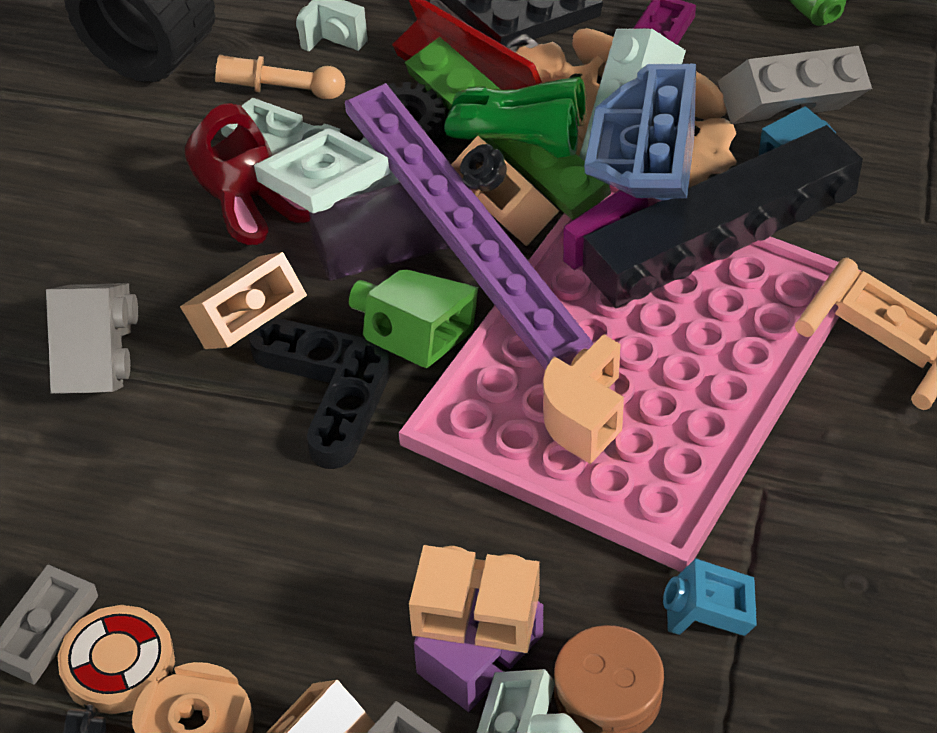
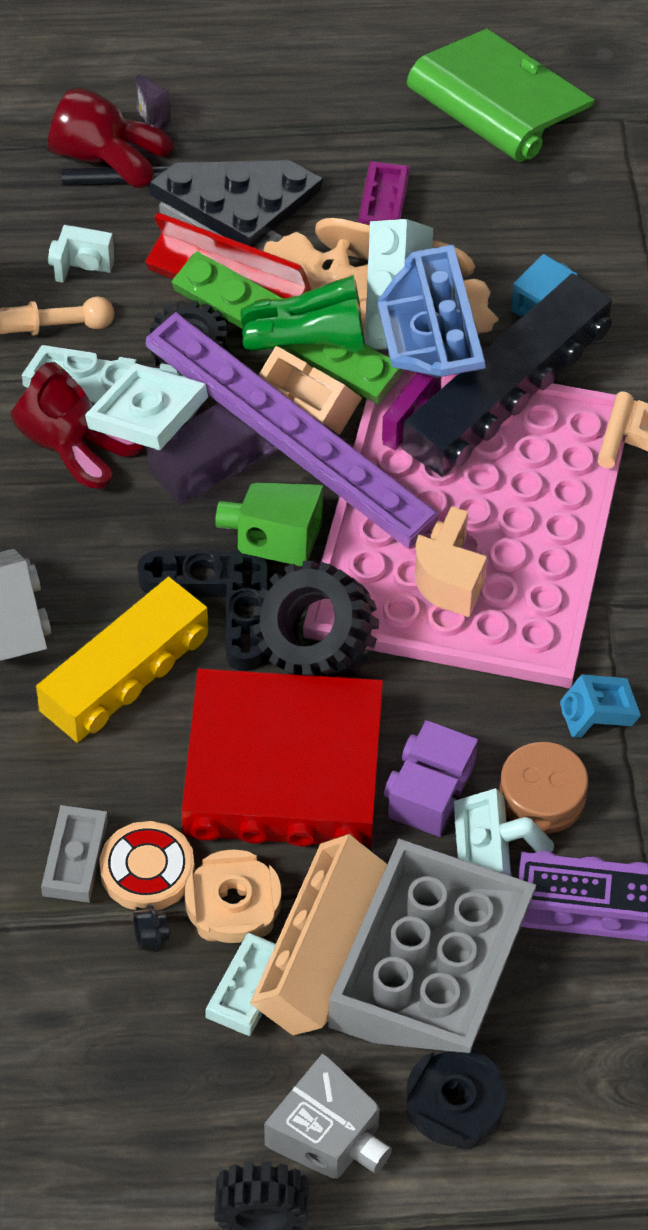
camera: 20 degrees left, 5 degrees up
(190, 422) = (123, 660): none -> yellow brick
(243, 301) = (124, 542): light nougat brick -> none
(310, 573) = (282, 758): none -> red panel
(380, 405) = (287, 602): none -> black tyre
(446, 592) = (453, 742): light nougat piece -> none
(483, 168) = (301, 383): black plate -> none
(814, 79) = (528, 235): light grey arch -> none

